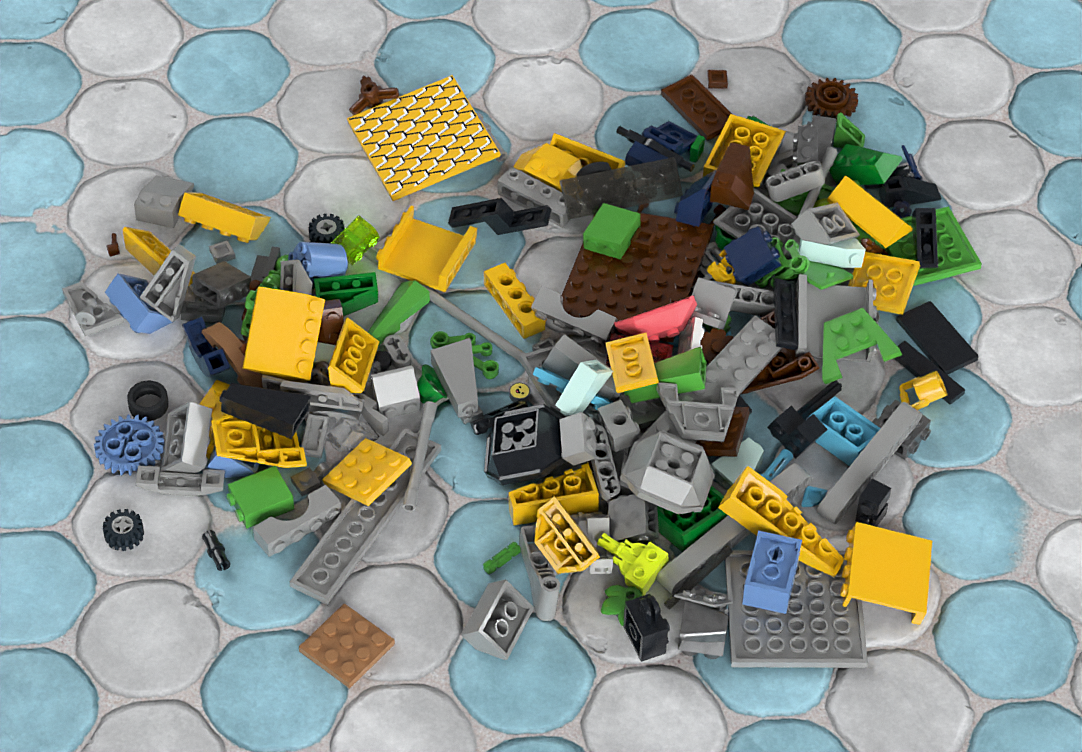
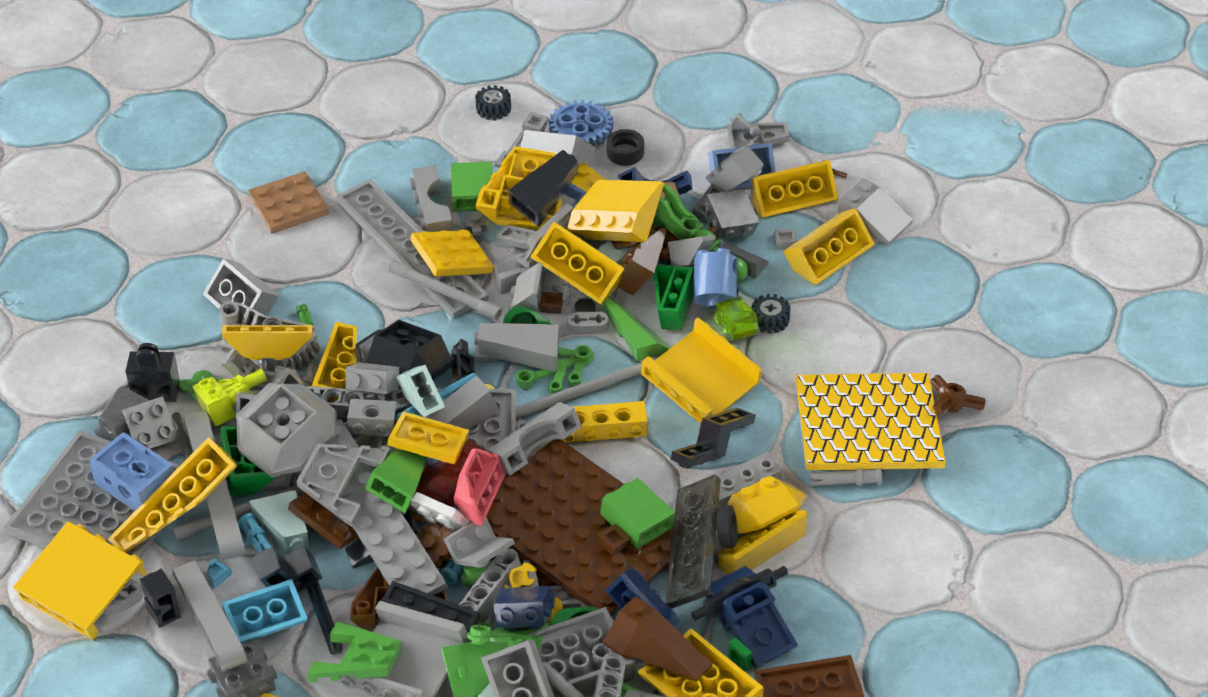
camera: 115 degrees right, 5 degrees down
(216, 550) = (435, 149): black pin -> none

